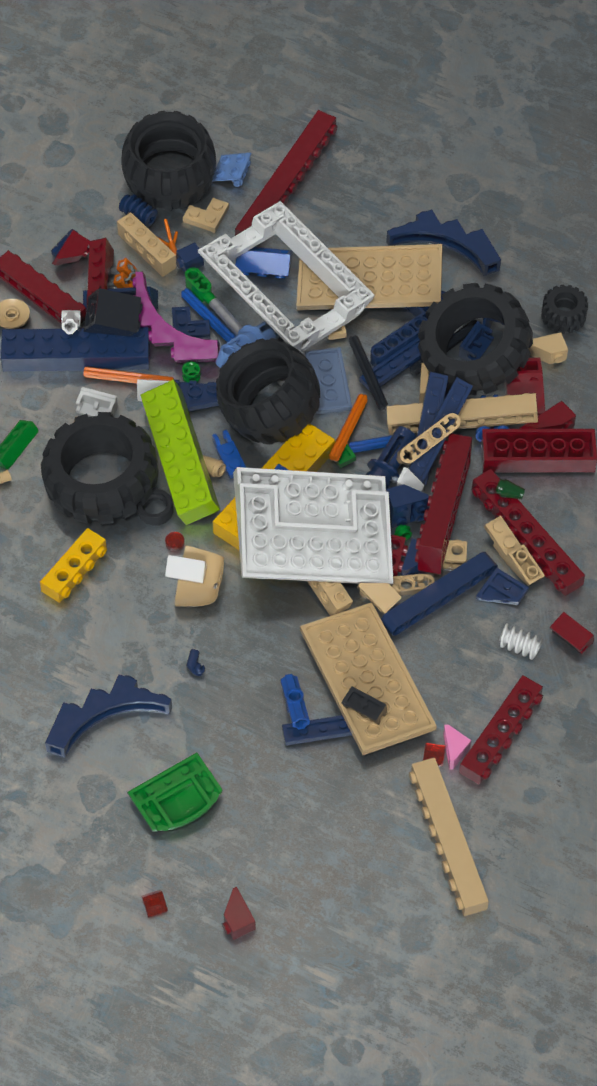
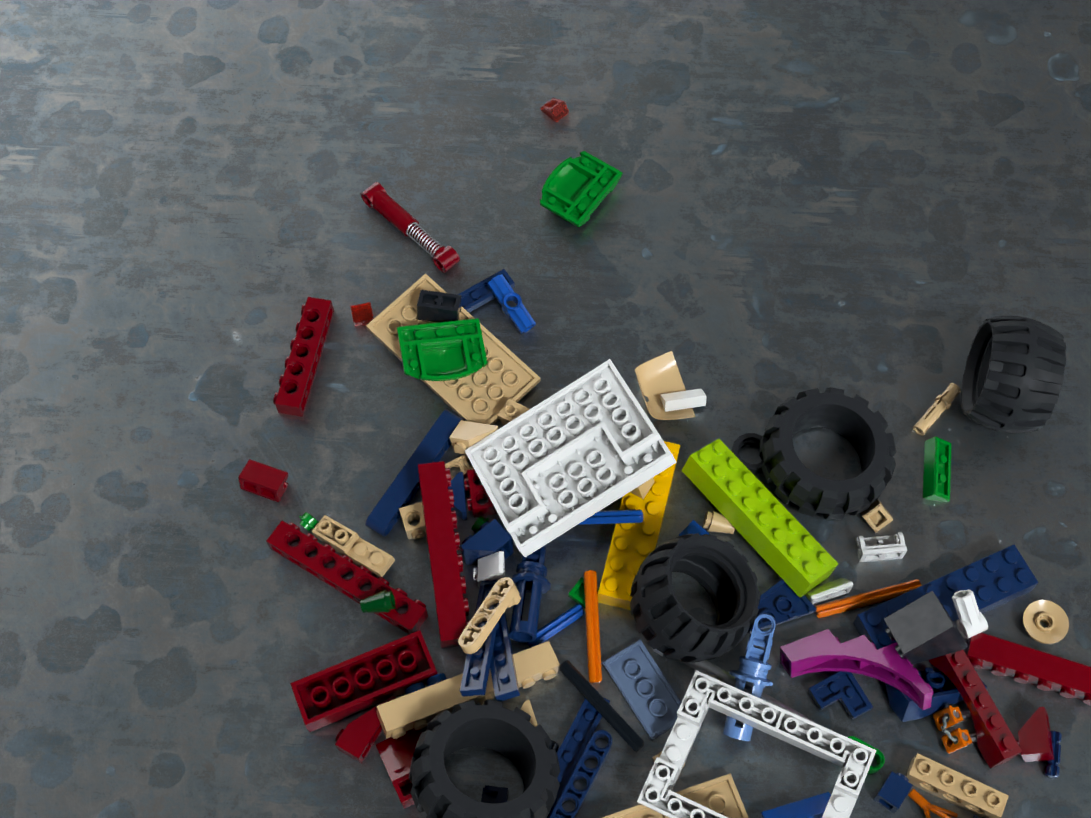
camera: 160 degrees right, 5 degrees up
(63, 569) = (800, 330): yellow brick -> none
(99, 705) = (689, 240): dark blue arch -> none
(174, 541) = (711, 428): clear red tile -> none
(187, 371) = (804, 624): green wheel -> none
(192, 664) = (625, 311): dark blue arm -> none
(206, 314) = (820, 716): blue axle -> none
(237, 916) = (477, 117): dark red slope -> none
(375, 863) = (377, 198): none -> dark red piece
(377, 667) = (442, 350): none -> green slope
(449, 837) = (322, 245): tan brick -> none
(456, 745) = (343, 325): bright pink slope -> none
(502, 589) = (351, 503): dark blue wing -> none
(520, 642) = (314, 448): white piece -> none
(544, 588) = (308, 521): none -> green plate

